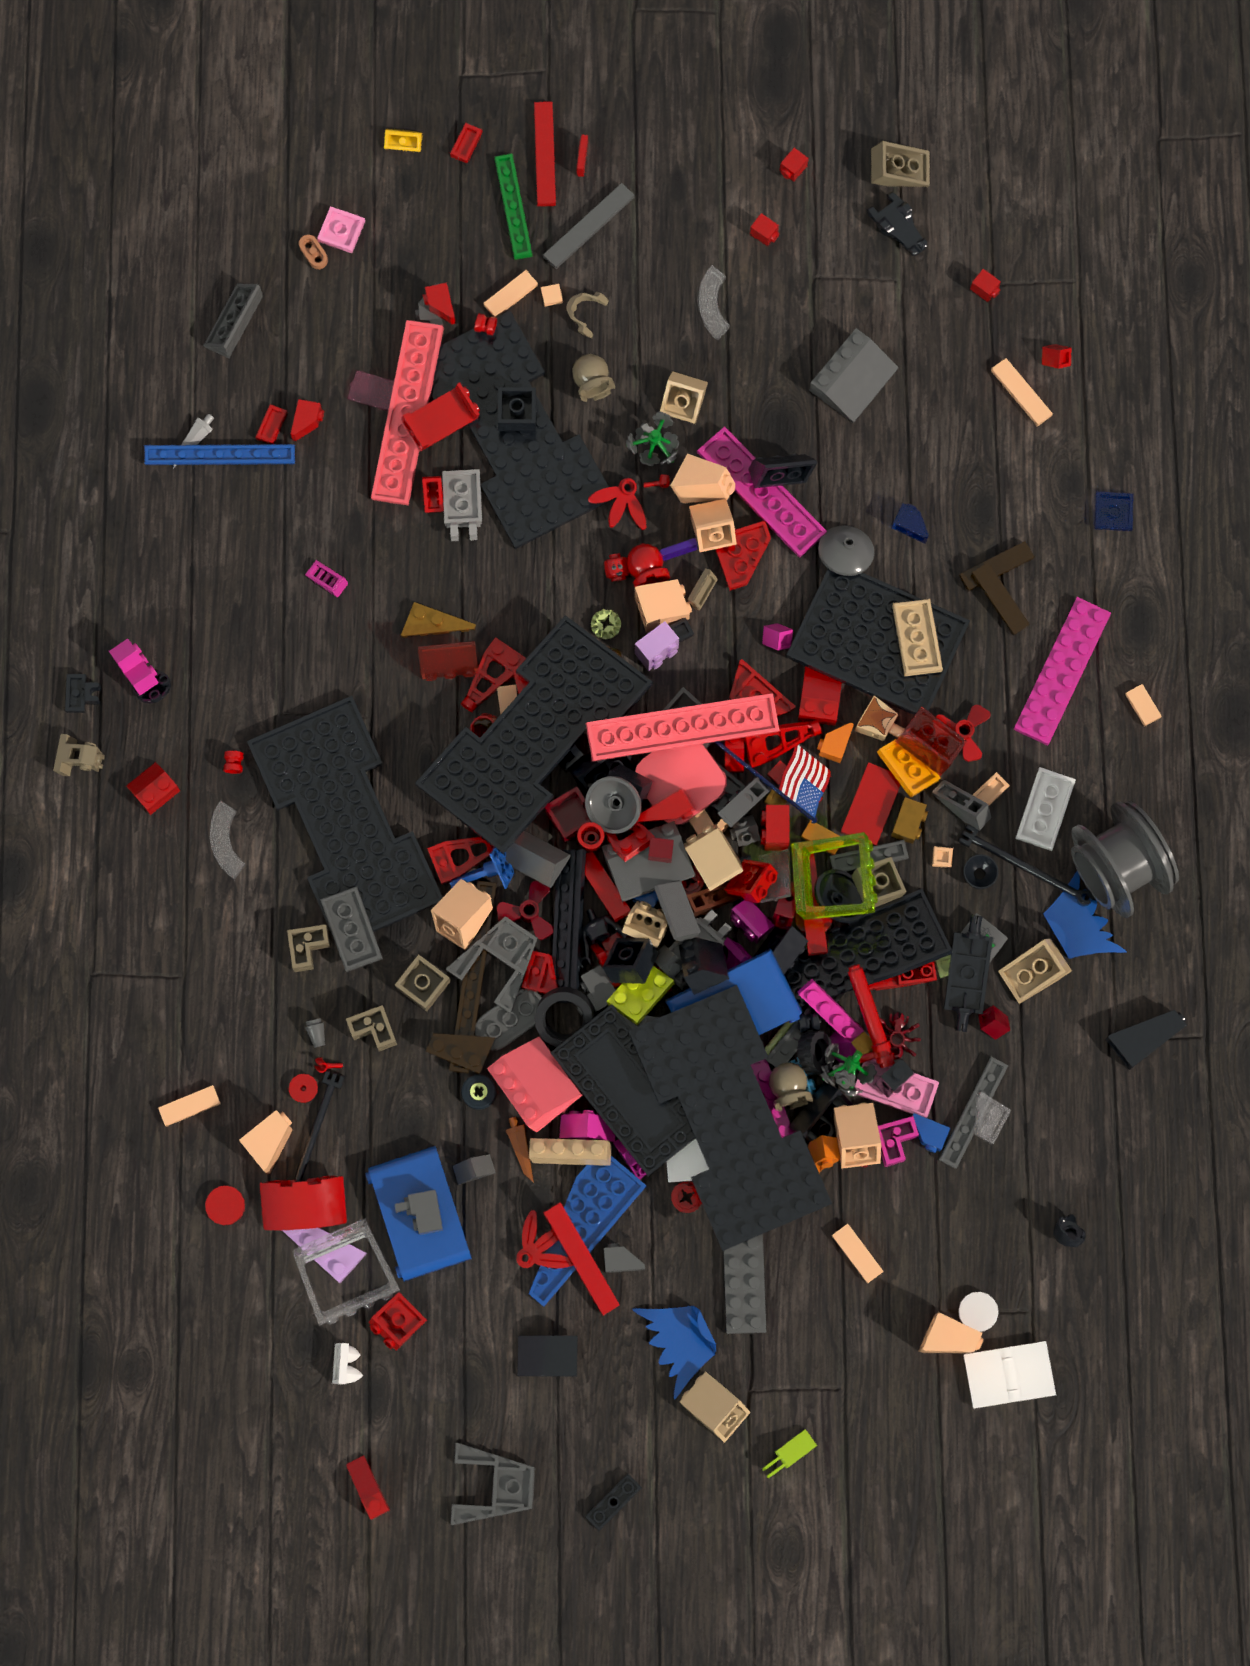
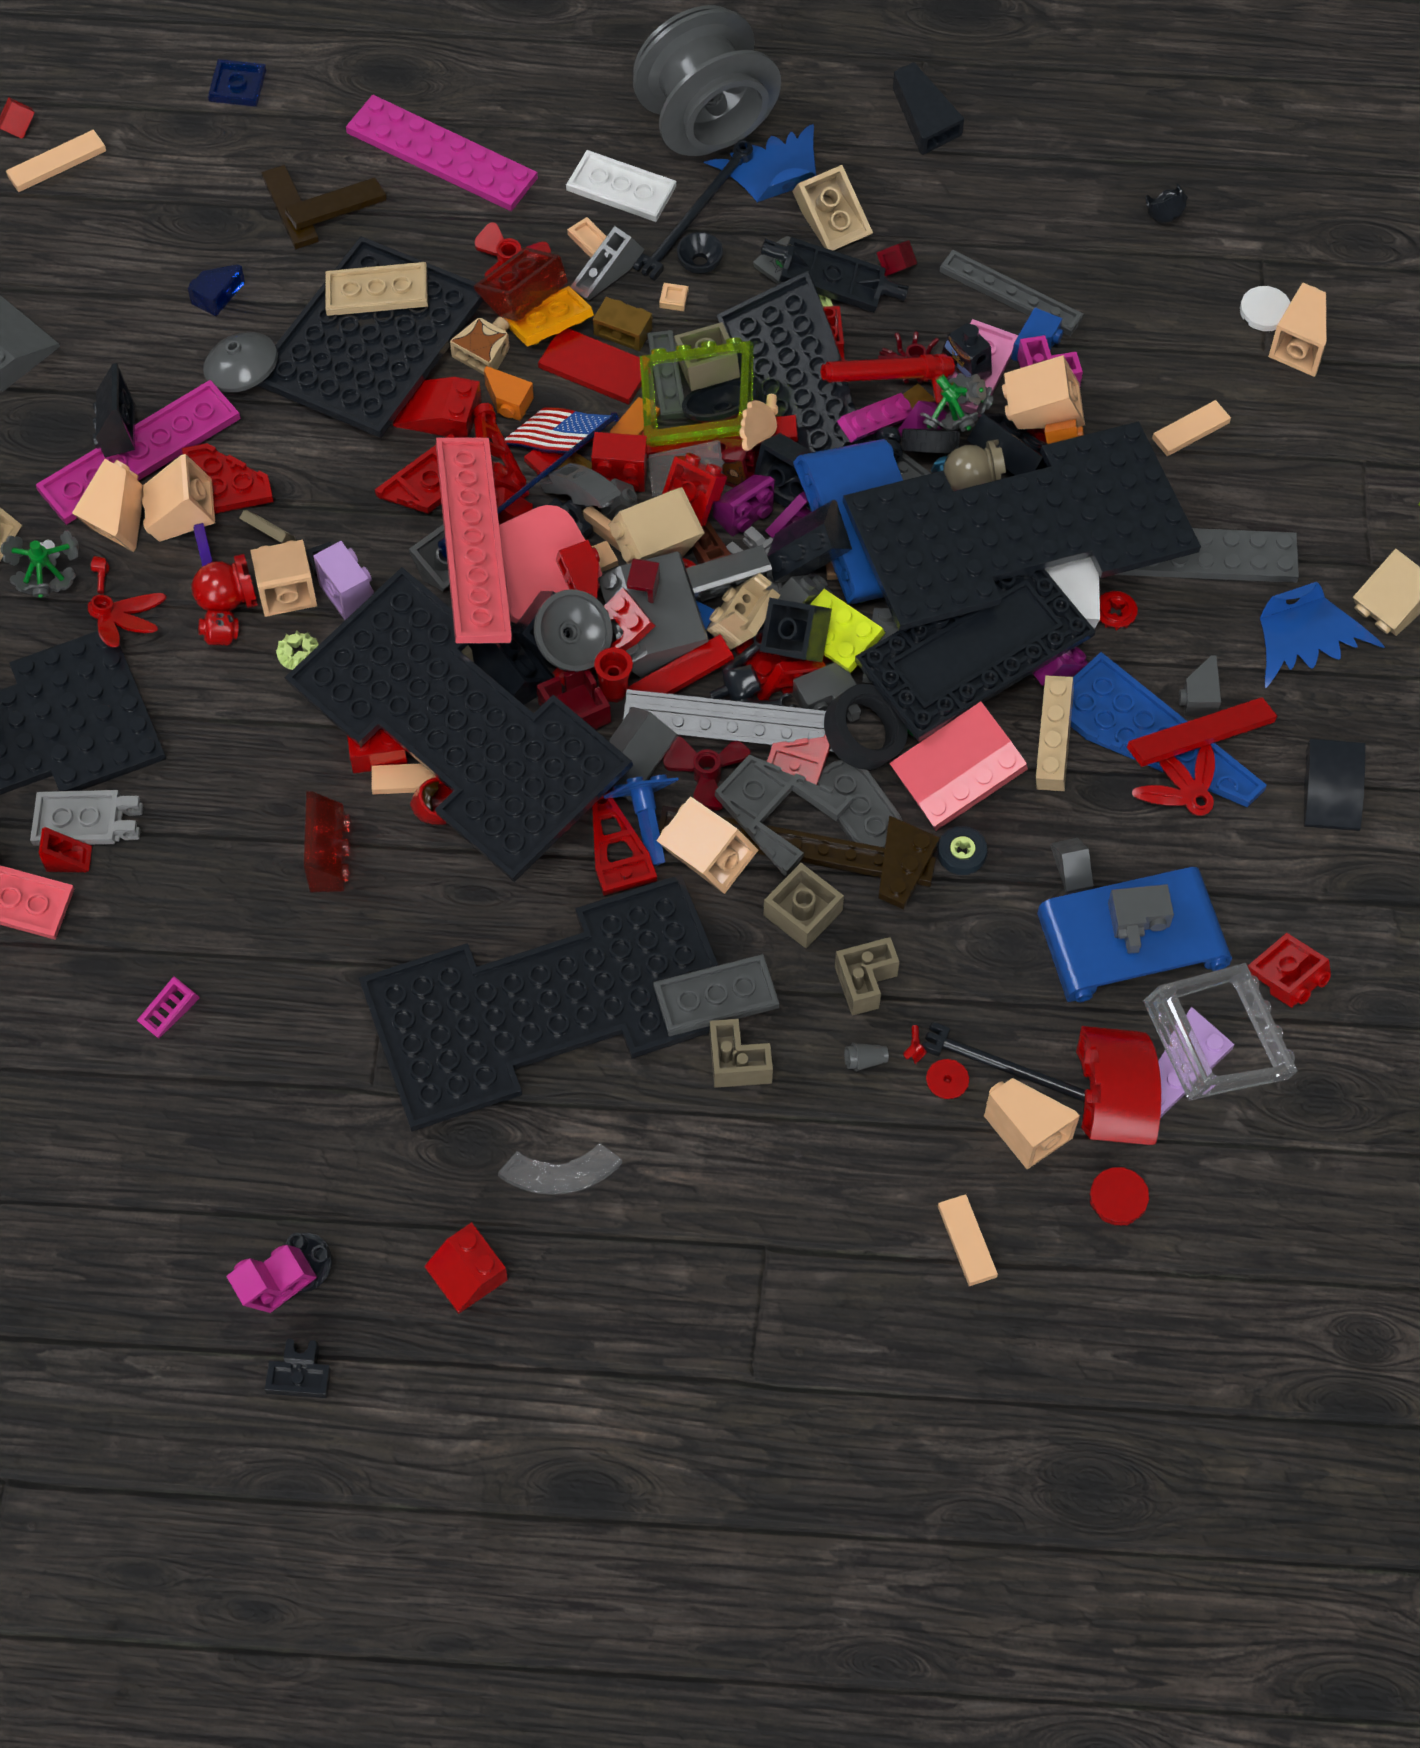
camera: 85 degrees left, 15 degrees down
(89, 757) = (408, 1350): dark tan tile -> none
(233, 762) = (440, 1149): red wheel -> none
(341, 1371) = (1353, 1047): white tile -> none
(427, 621) = (257, 875): pearl gold wing -> none
(502, 655) = (330, 776): red plate -> none
(519, 1142) = (1031, 806): dark orange bar -> none
(585, 1127) = (1021, 713): dark pink brick -> none
(777, 636) = (349, 448): dark pink panel -> none
(808, 922) = (758, 422): none -> light nougat animal
(989, 1117) = (1020, 271): clear wing -> none
(1009, 1374) = (1351, 282): white piece -> none
(1143, 705) = (498, 76): light nougat tile -> none

